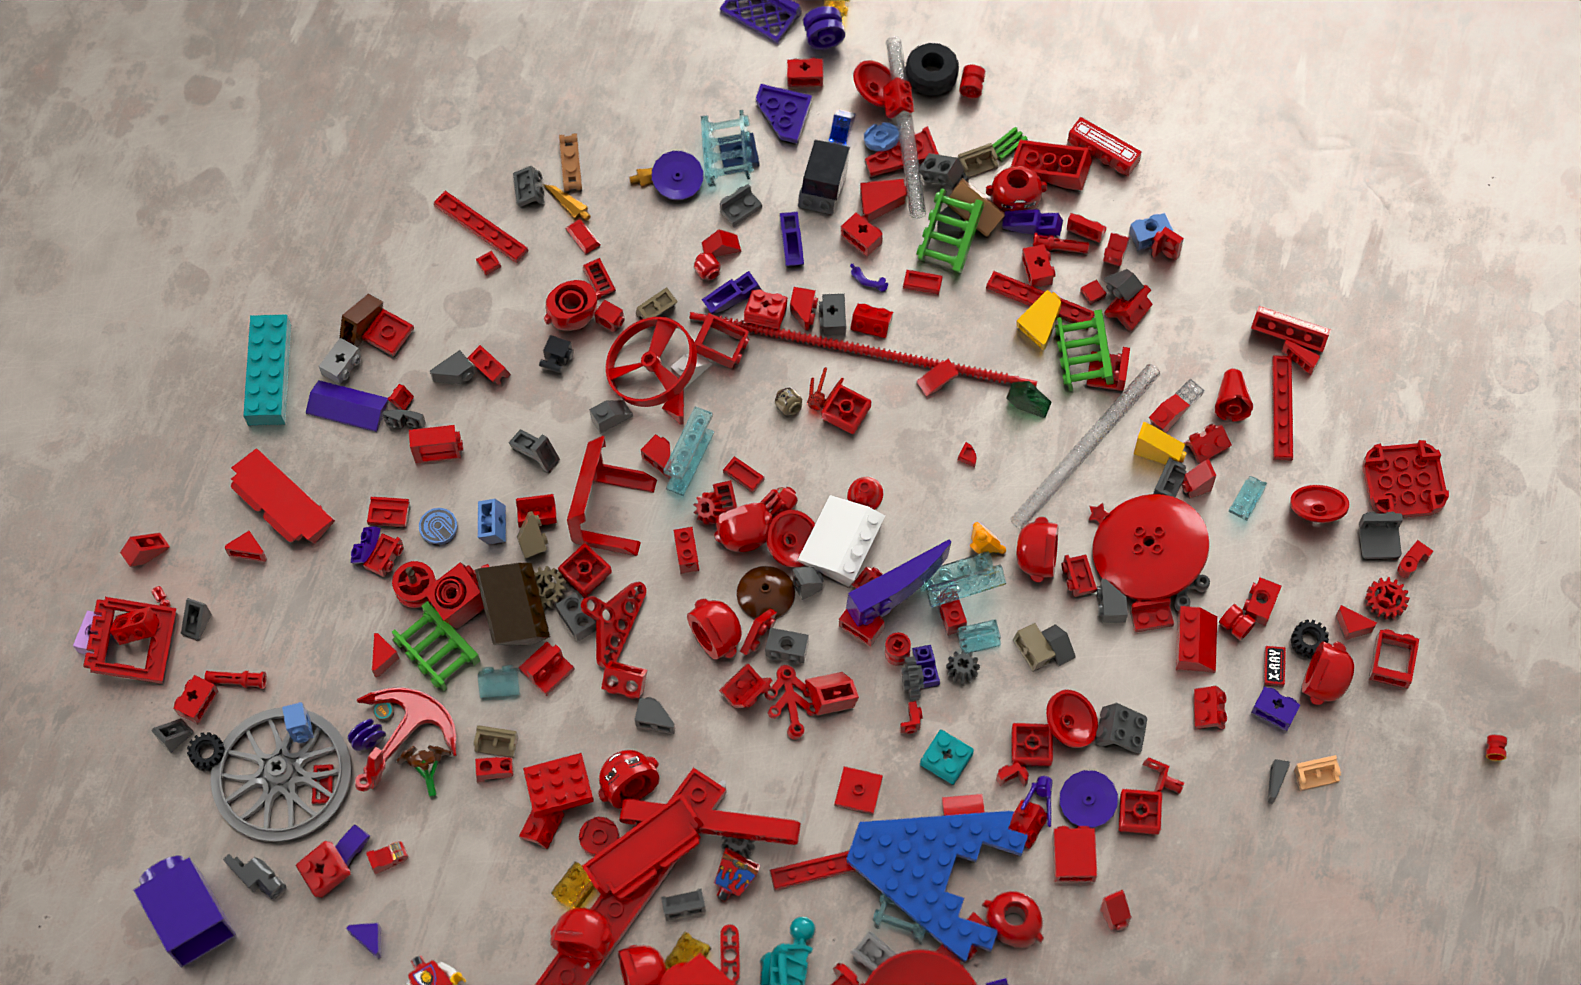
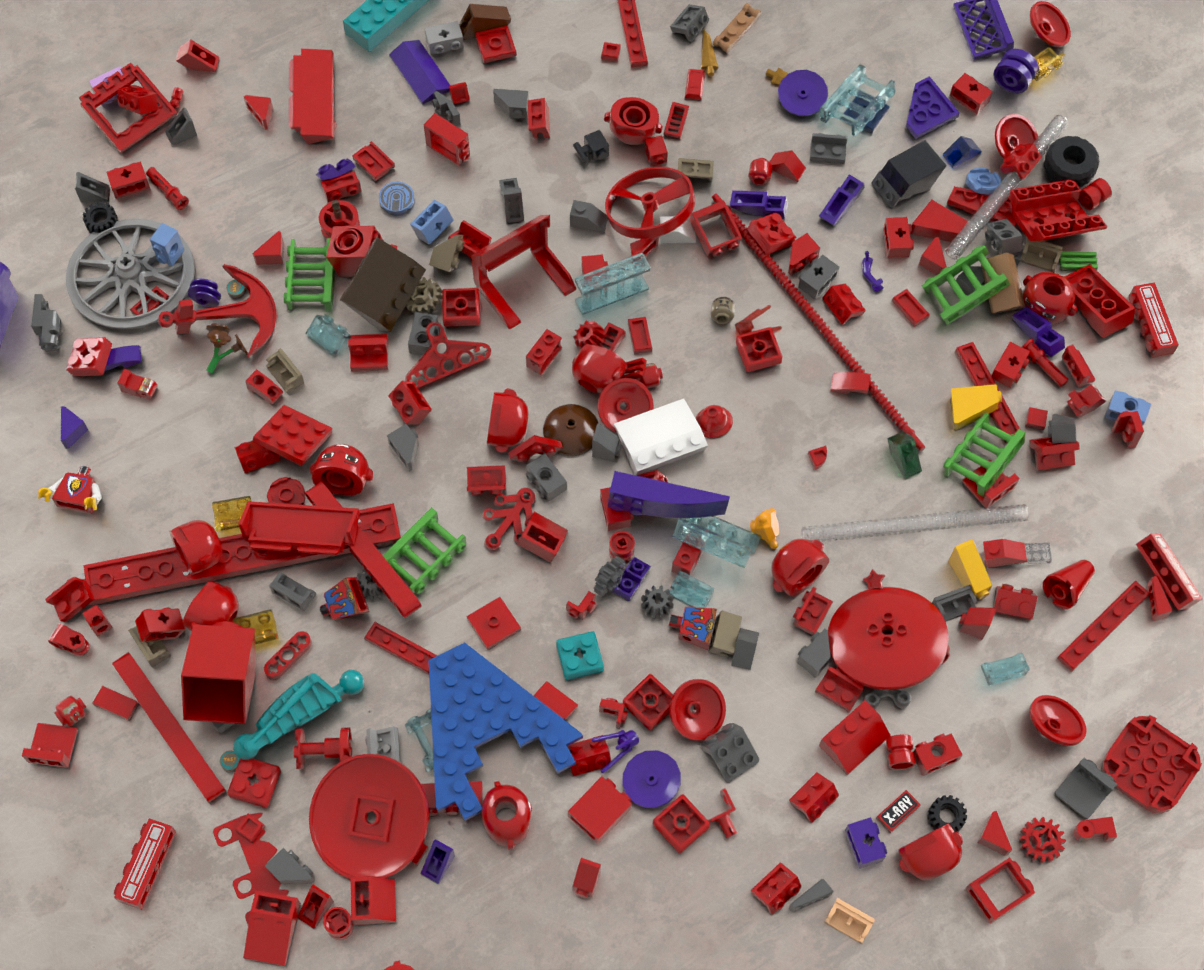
camera: 40 degrees right, 0 degrees up
(734, 776) = (416, 534): none -> bright green fence
(905, 229) = (933, 257): none -> red slope
(950, 119) = (1052, 211): none -> red slope
(1008, 659) = (695, 625): none -> torso
(1248, 795) = (777, 888): none -> red bracket

